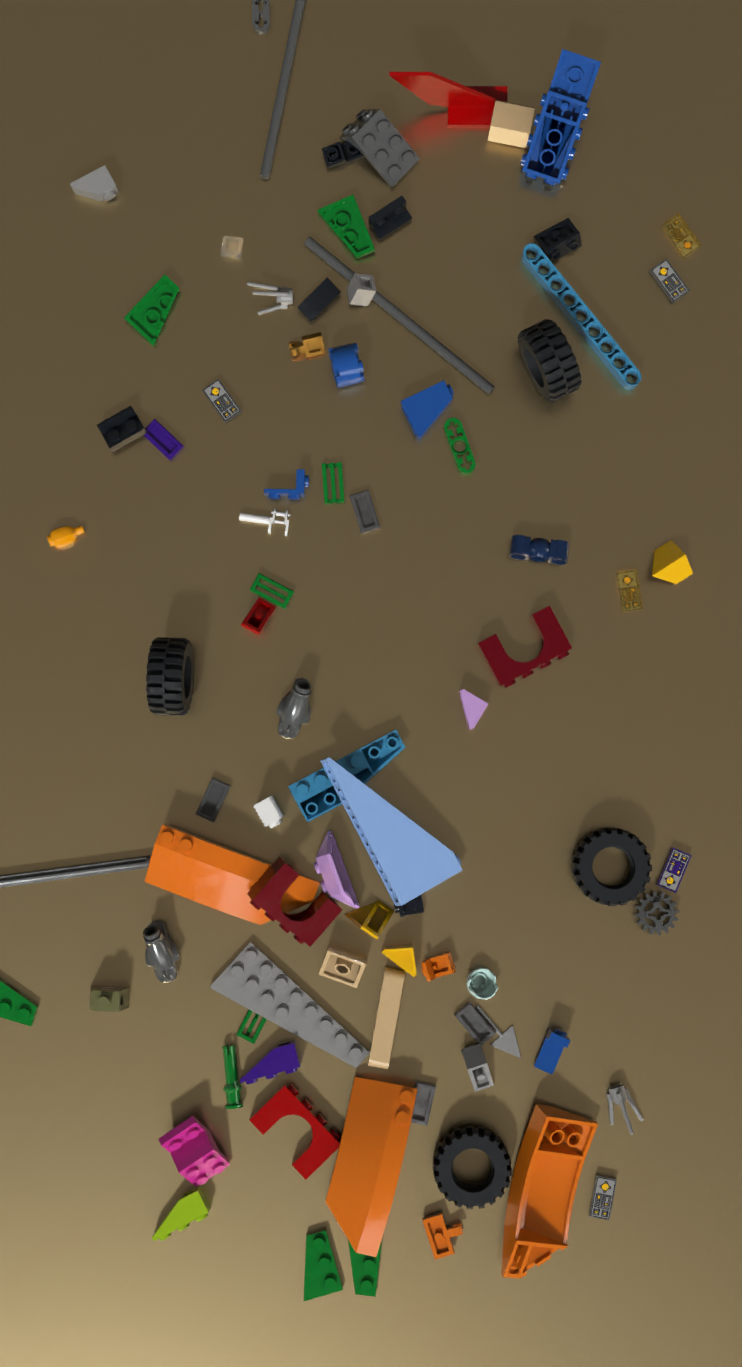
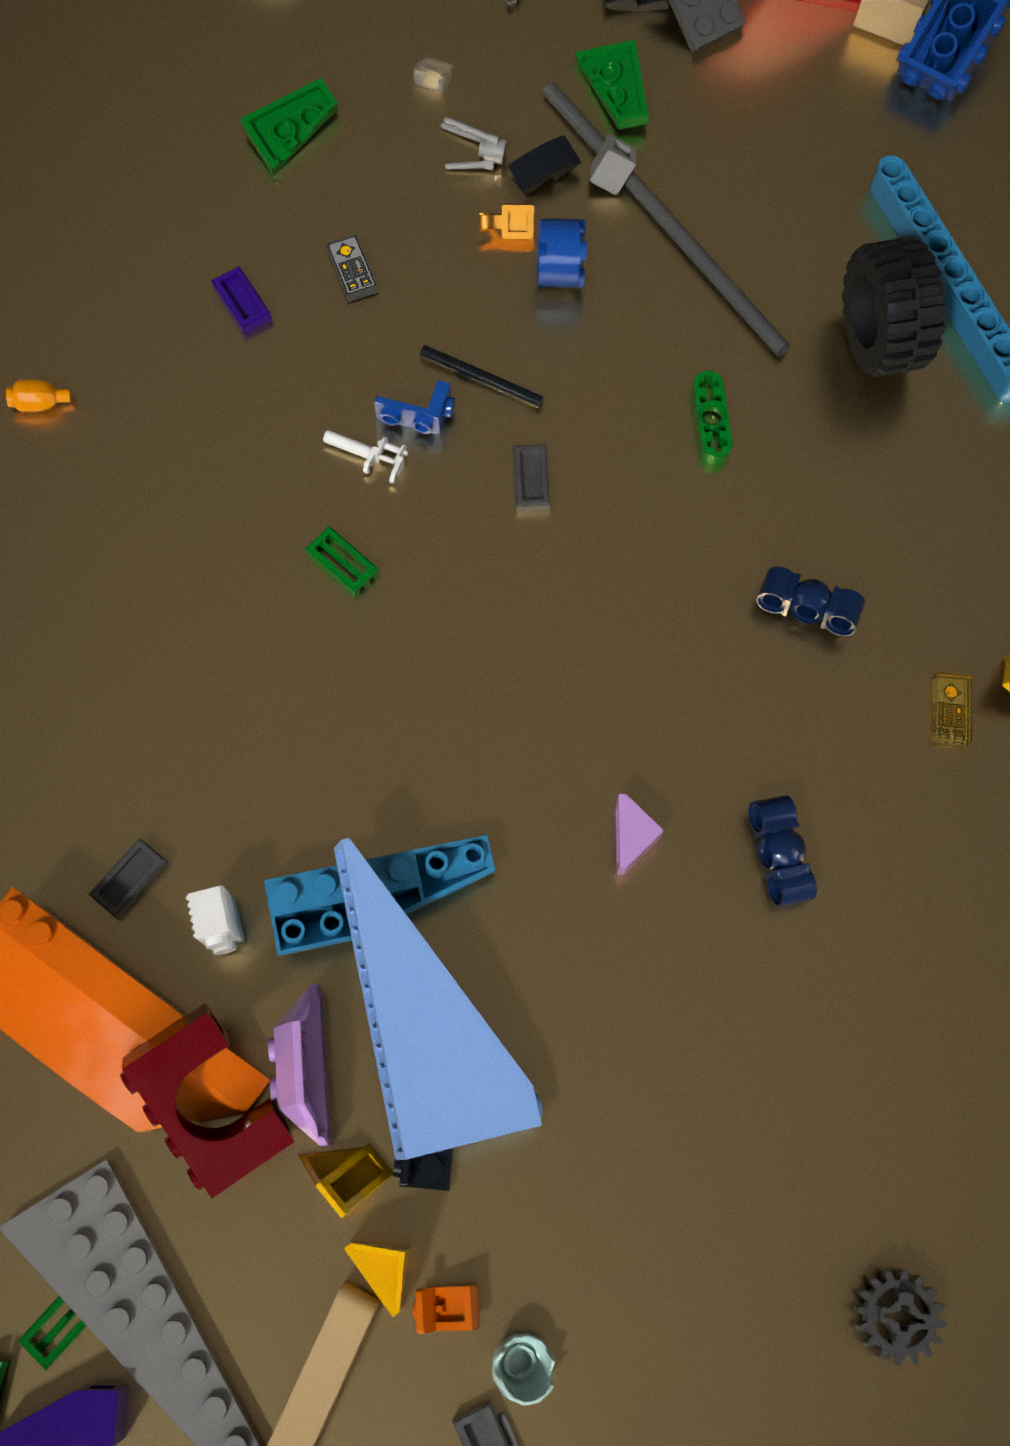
camera: 15 degrees right, 15 degrees down
(121, 429) = (181, 264): black bracket -> none
(170, 676) = (116, 635): black tyre -> none
(258, 616) = (305, 590): red slope -> none
(294, 709) = (319, 755): dark grey animal -> none
(319, 453) = (481, 376): none -> black bar
(333, 465) = (496, 400): green tile -> none
(343, 966) = (264, 1256): tan slope -> none
(390, 218) = (681, 79): black bracket -> none
(426, 407) = (673, 346): blue slope -> none
(552, 696) = (782, 851): none -> dark blue piece
(553, 645) = (711, 785): dark red arch -> none
(559, 240) = (940, 169): black bracket -> none
(637, 876) = (883, 1196): black tyre -> none
(673, 870) = (947, 1238): tile -> none

